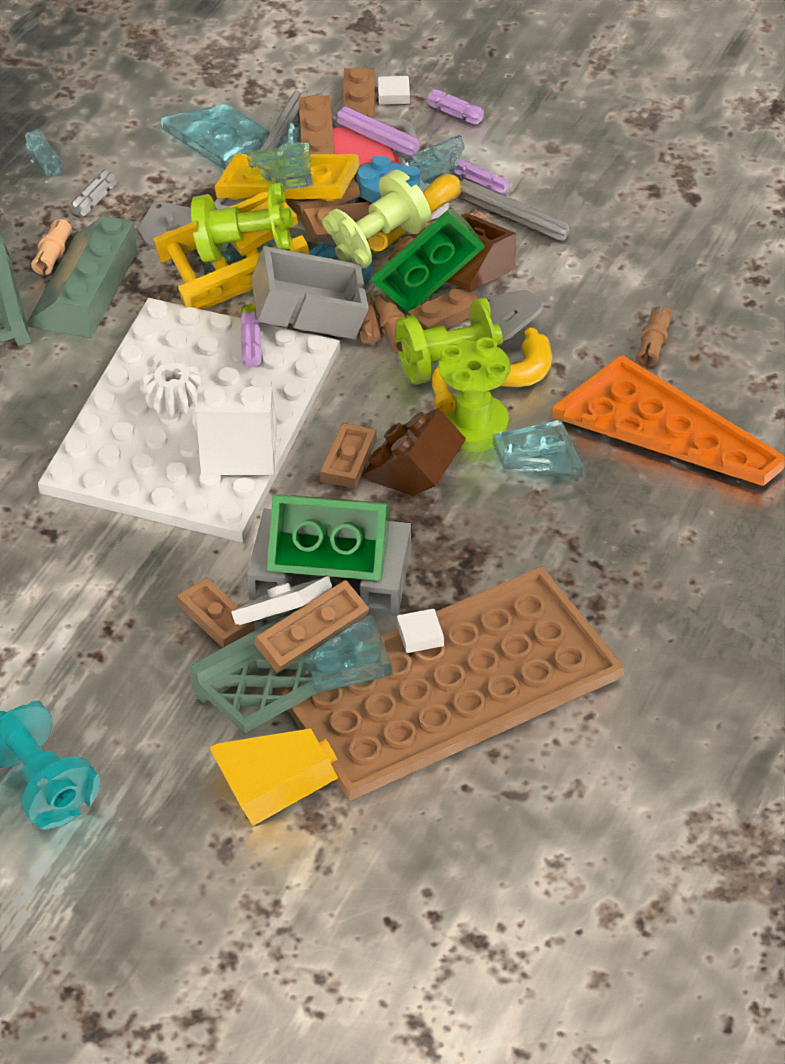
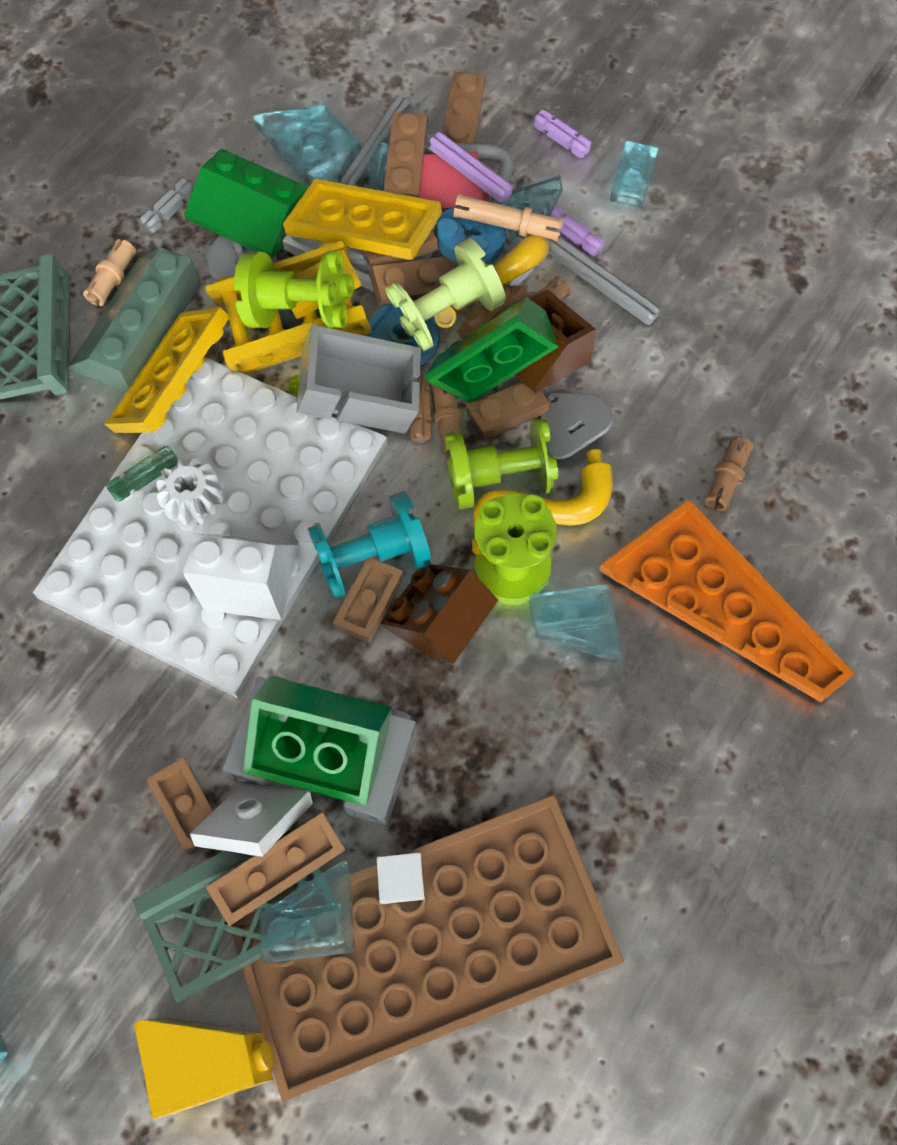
camera: 10 degrees right, 20 degrees up
(44, 152) = (127, 146): clear light blue axle -> none
(121, 382) = (142, 473): none -> clear green axle
(128, 309) = (167, 371): none -> yellow plate
(167, 177) = (243, 202): none -> green slope
(250, 340) = (287, 433): lavender axle -> none
(284, 164) = (360, 209): clear light blue wing -> none
(370, 398) = (384, 539): none -> teal piece
(393, 90) = (501, 103): white tile -> none
(421, 161) = (508, 217): none -> light nougat pin
(527, 131) = (634, 174): none -> clear light blue plate

